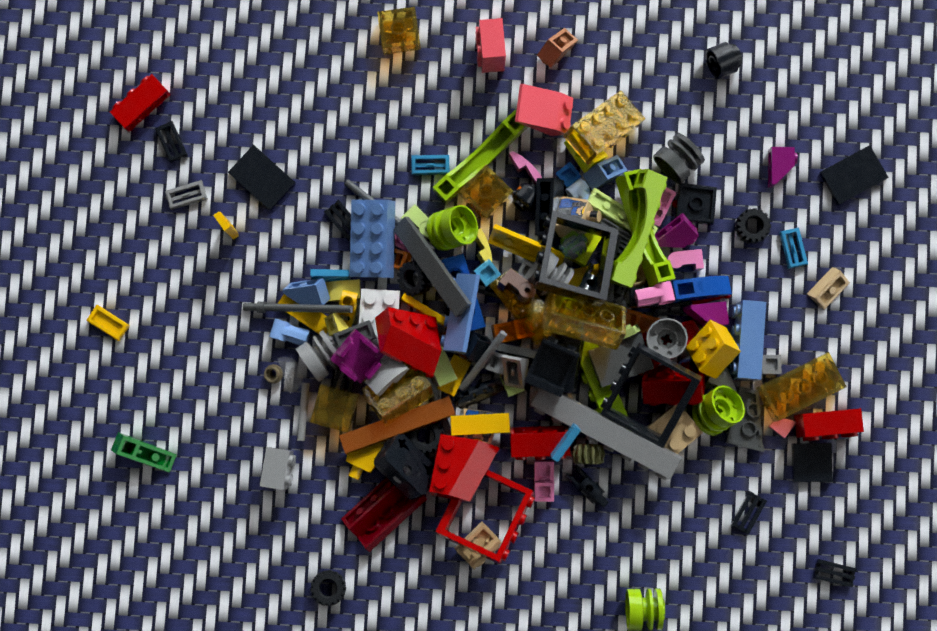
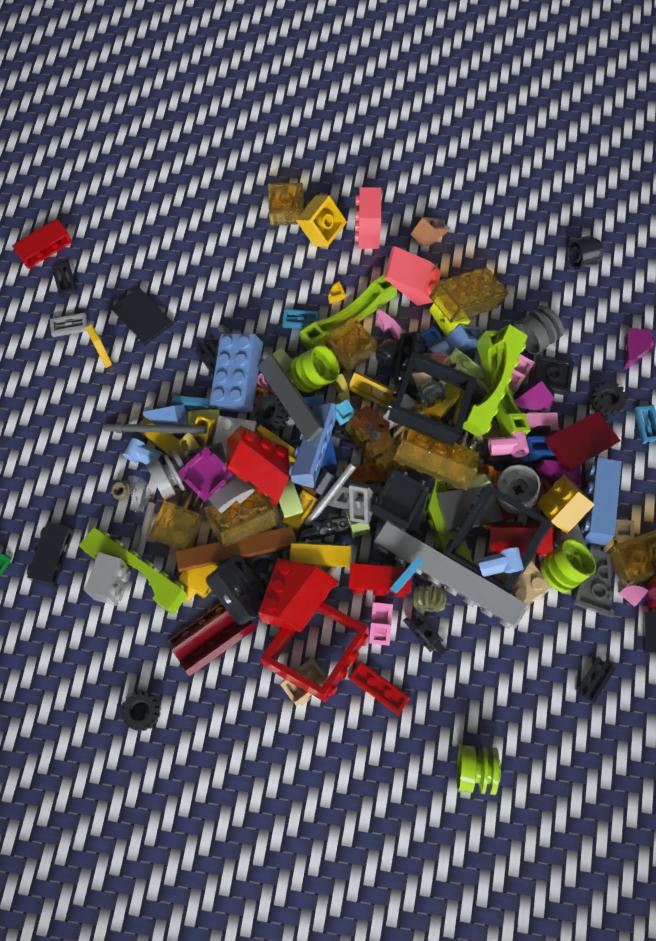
camera: 10 degrees right, 15 degrees down
(214, 447) = (50, 554): none -> black brick
(337, 477) = (167, 594): none -> lime arch
(440, 51) = (321, 221): none -> yellow brick
(464, 130) = (336, 293): none -> yellow tile
(548, 541) = (379, 688): none -> red tile
(658, 421) = (507, 561): none -> light blue piece
(728, 277) = (582, 441): none -> dark red tile

